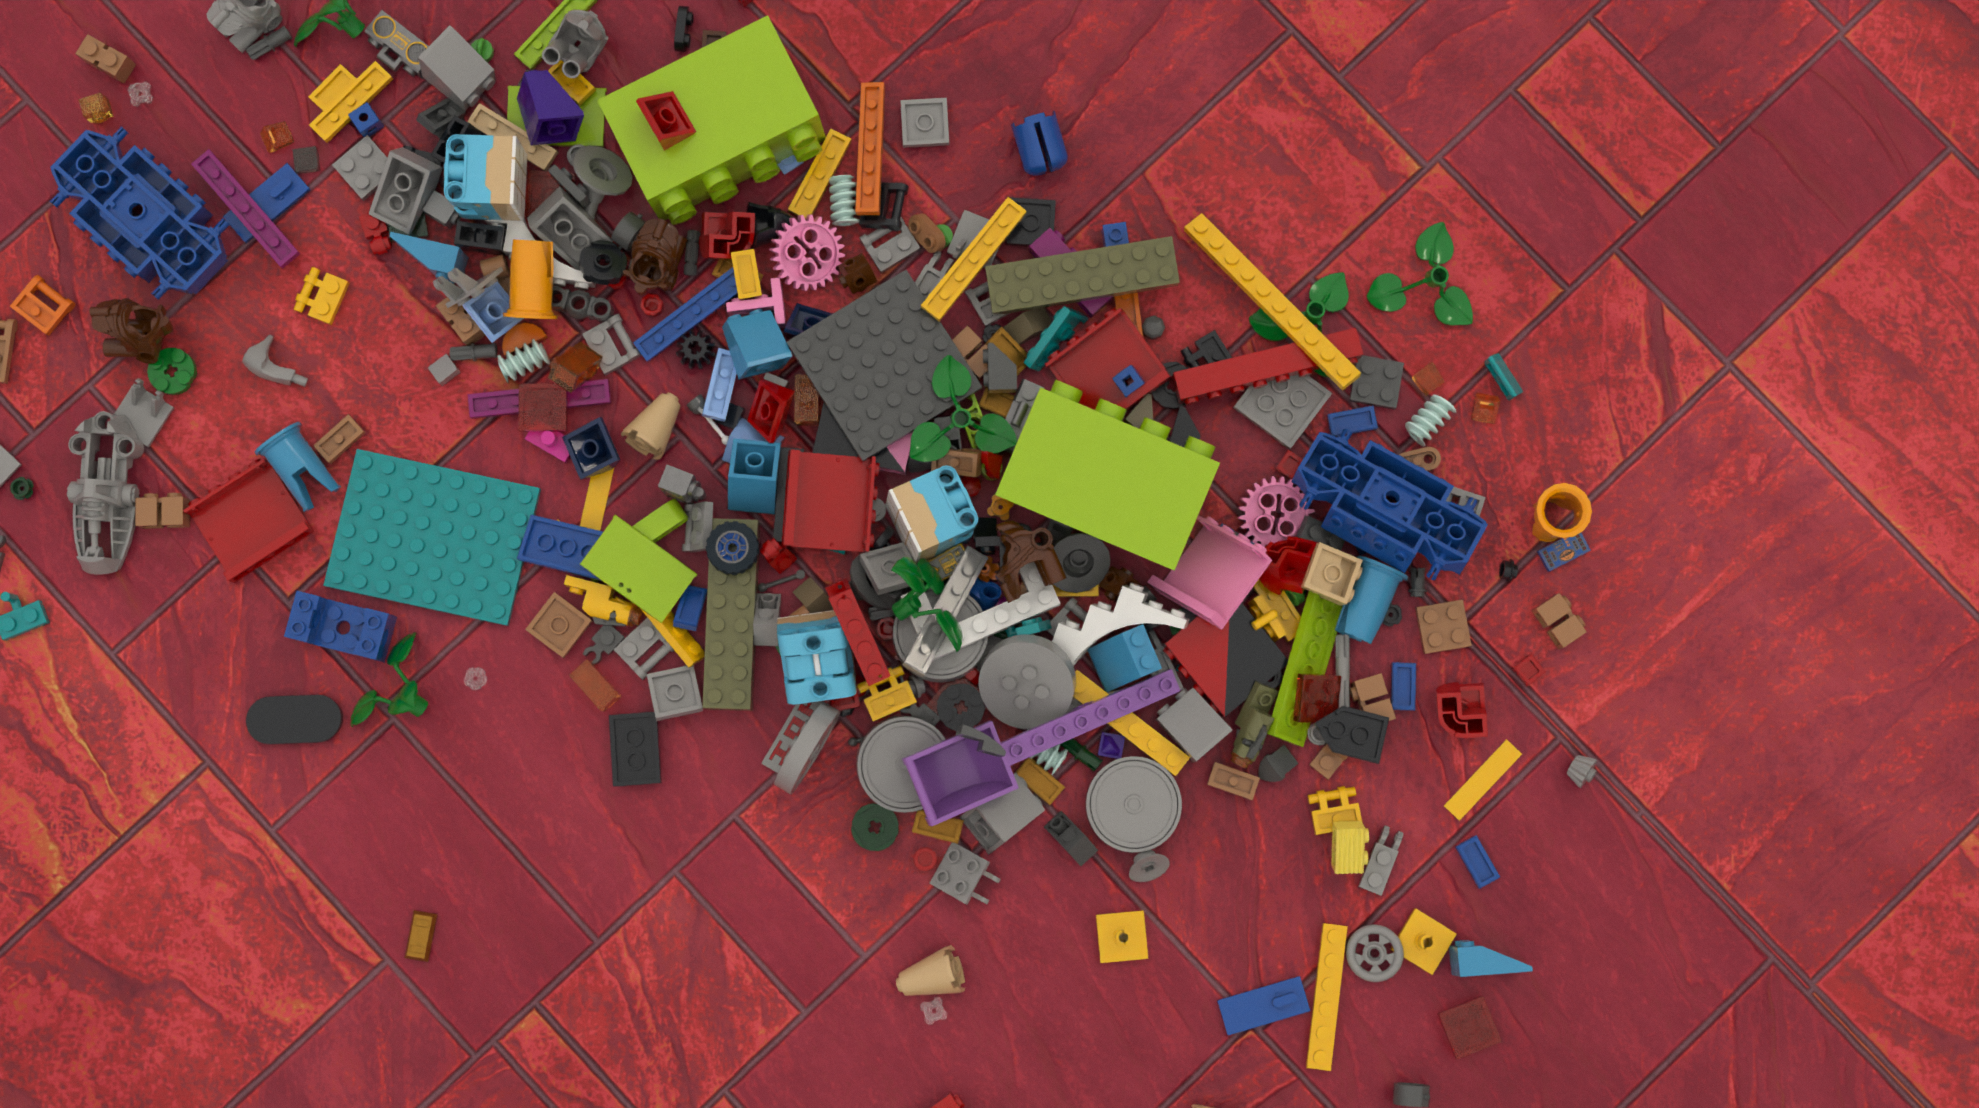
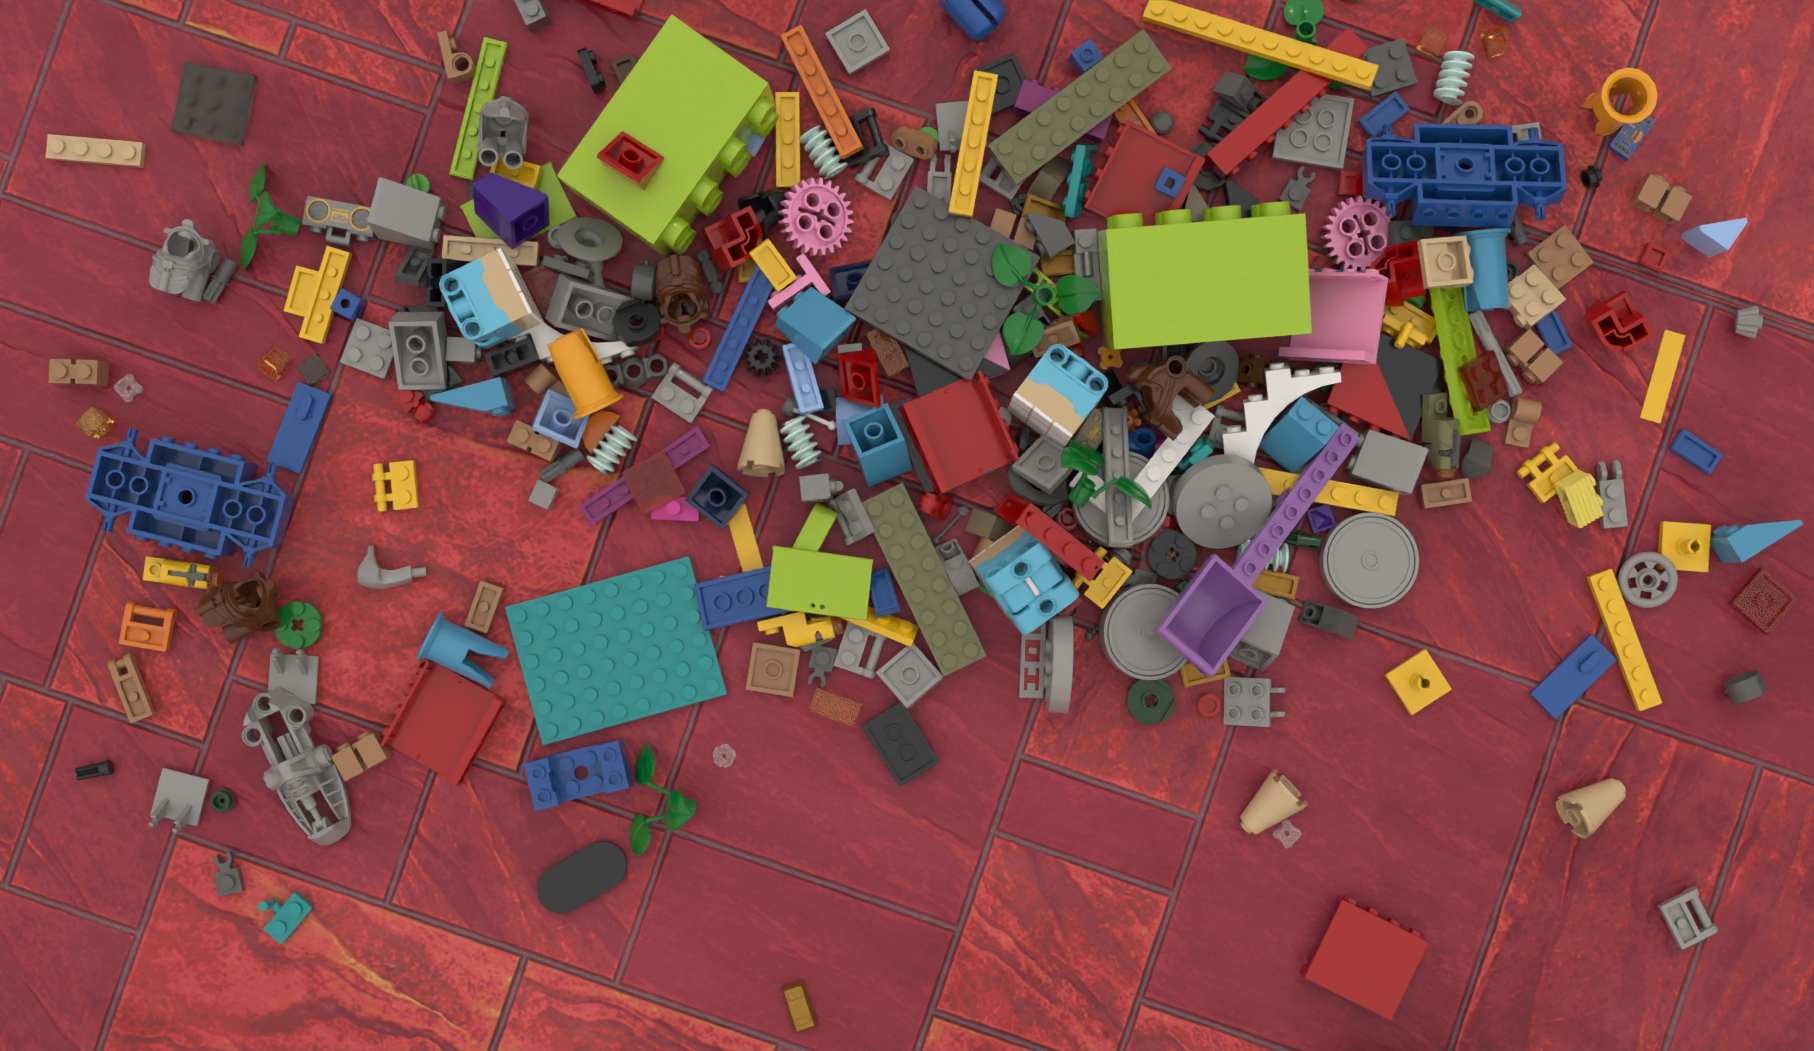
camera: 30 degrees left, 5 degrees up
(97, 274) = (182, 573): none -> yellow plate
(245, 208) = (283, 443): magenta plate -> none
(467, 286) = (530, 409): light grey plate -> none
(574, 366) = (662, 430): clear orange brick -> none
(689, 440) = (800, 442): none -> light aqua piece
(739, 535) = (909, 516): black wheel -> none
(856, 274) = (870, 213): reddish brown brick -> none
(986, 744) = (1221, 577): dark grey slope -> none
(1148, 866) = (1410, 608): light grey piece -> none
(1233, 334) = (1239, 92): none -> dark grey slope
(1240, 448) = (1296, 191): none -> dark grey plate
(1354, 733) = (1535, 395): black tile -> none
(1399, 648) = (1532, 297): none -> tan plate
(1588, 677) = (1714, 237): none -> light blue slope

